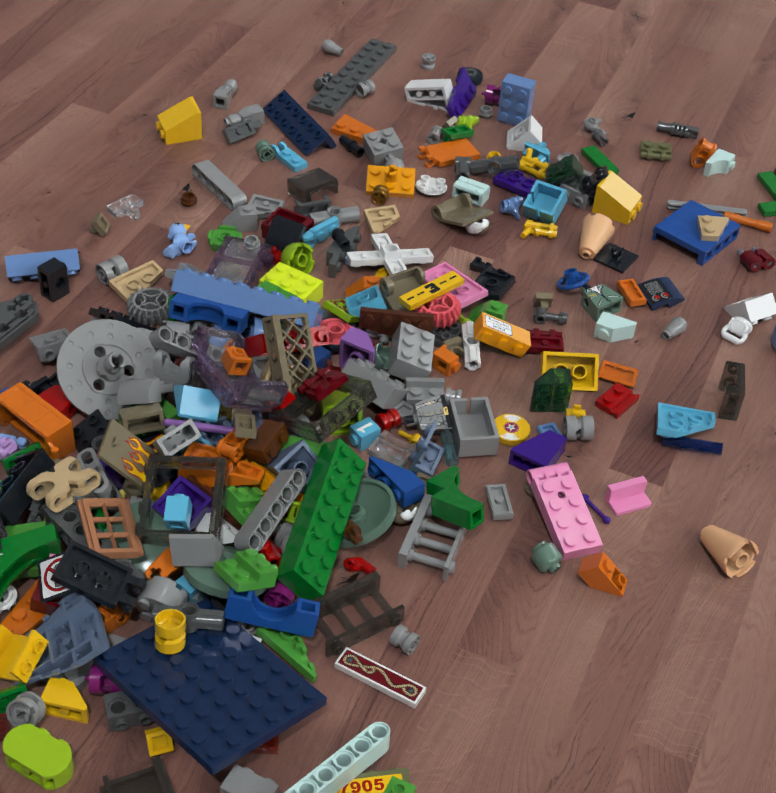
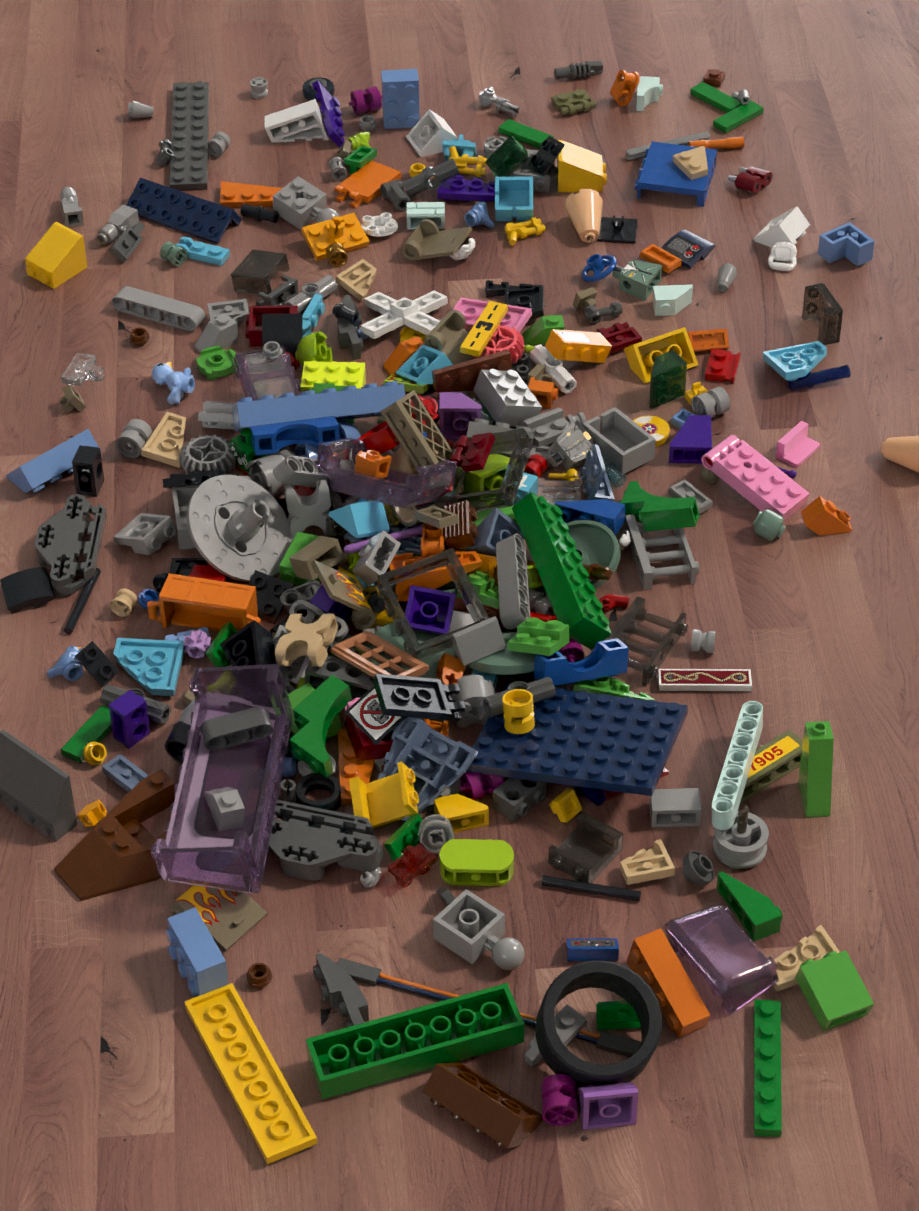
camera: 25 degrees left, 0 degrees up
(142, 391) = (294, 533): light grey brick -> none
(178, 512) = (444, 613): medium azure brick -> none

